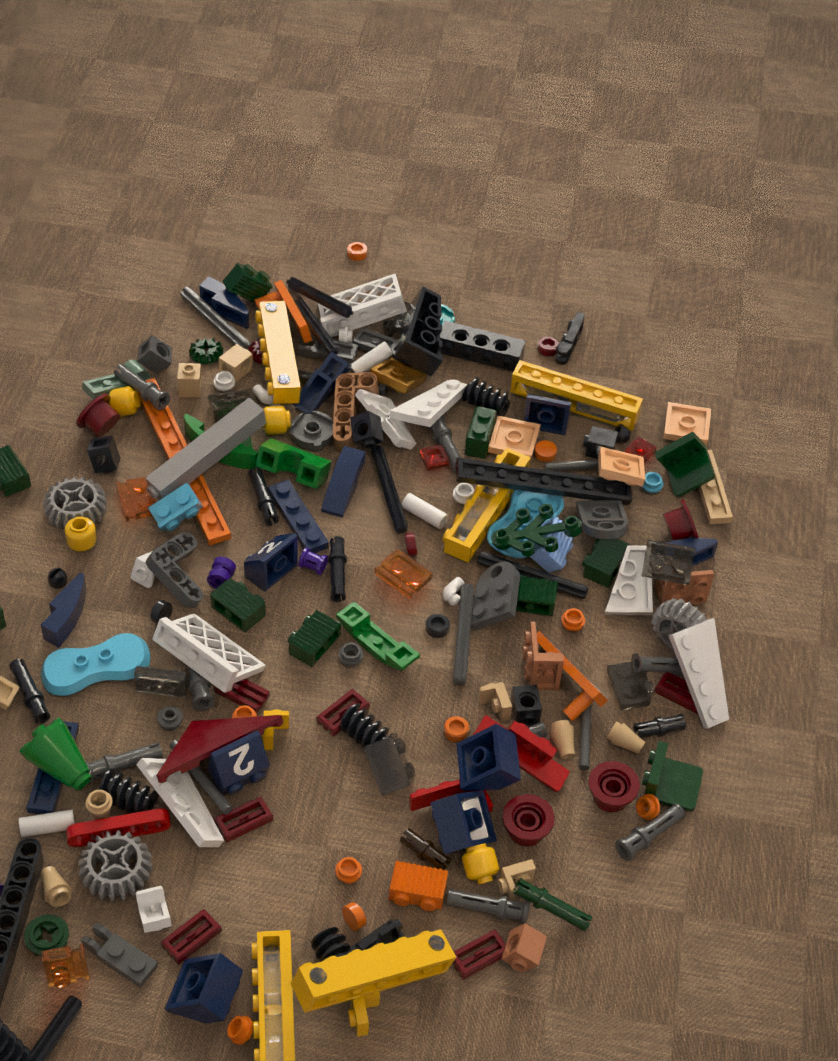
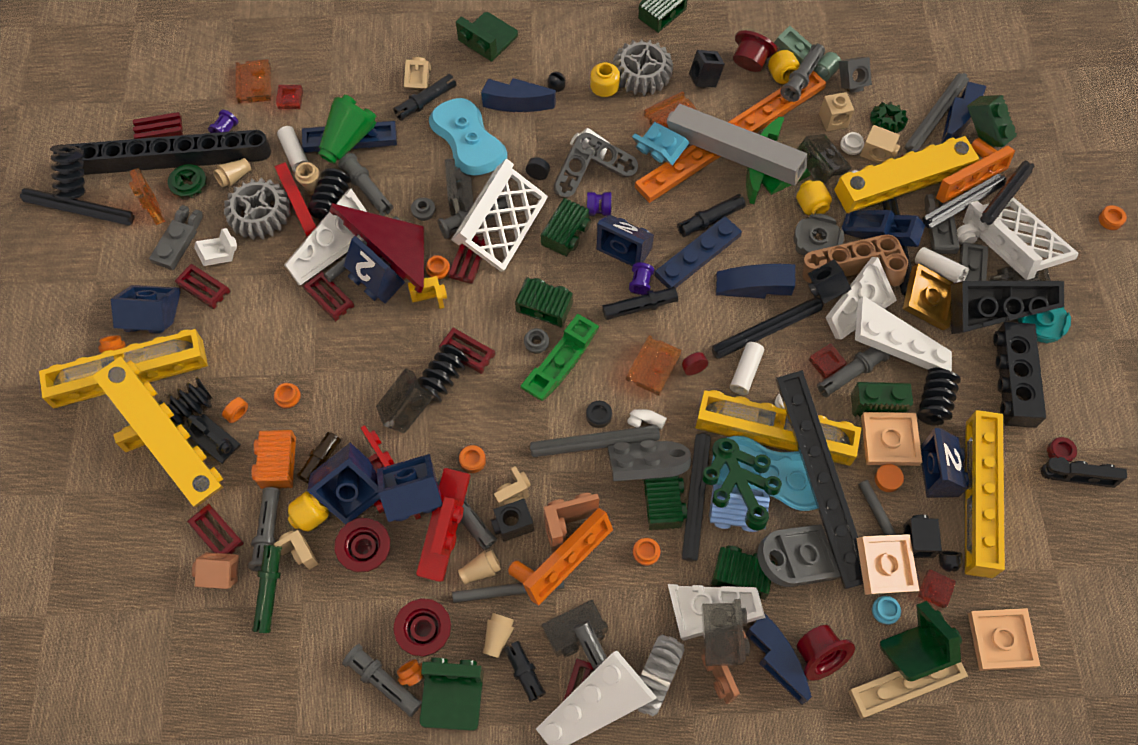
camera: 80 degrees right, 15 degrees up
(278, 456) = (760, 243): green arch -> none

